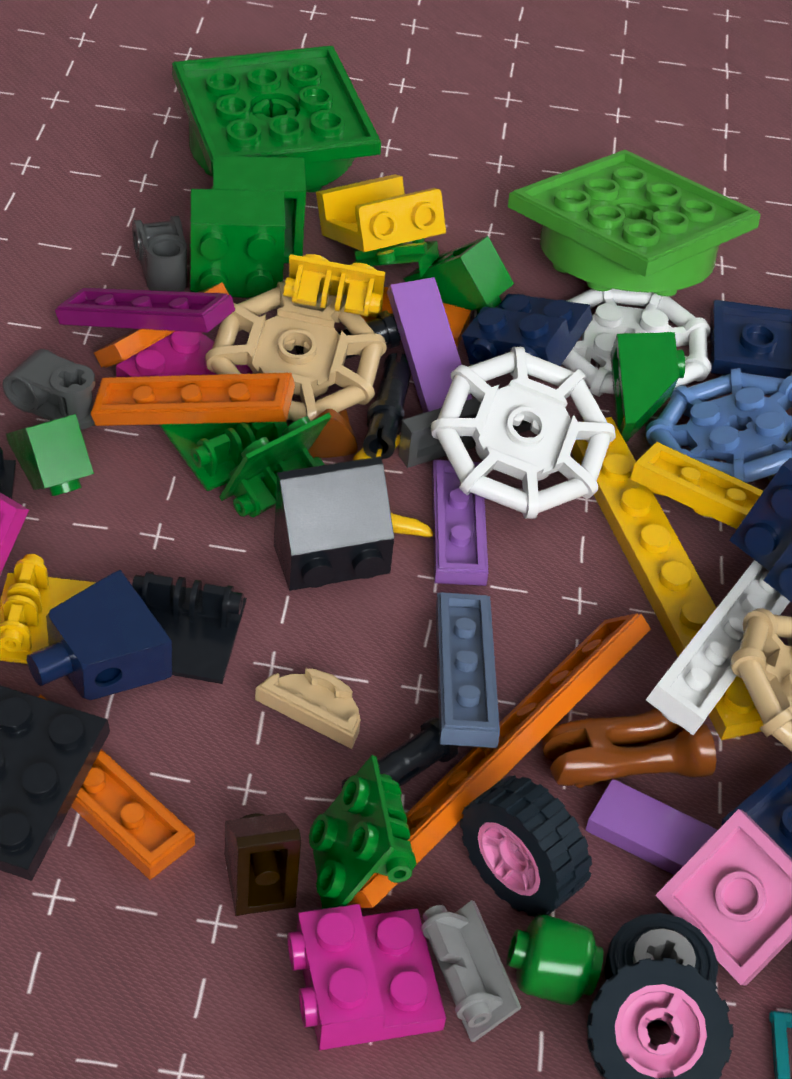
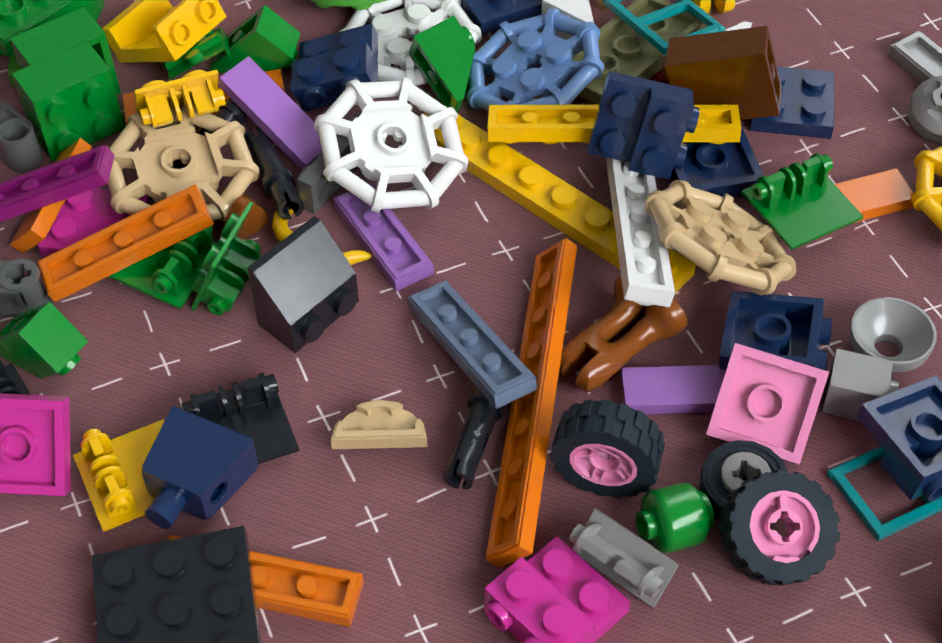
camera: 25 degrees left, 5 degrees up
(262, 862) = (430, 564): dark brown slope -> none
(361, 836) = (490, 510): green hinge -> none

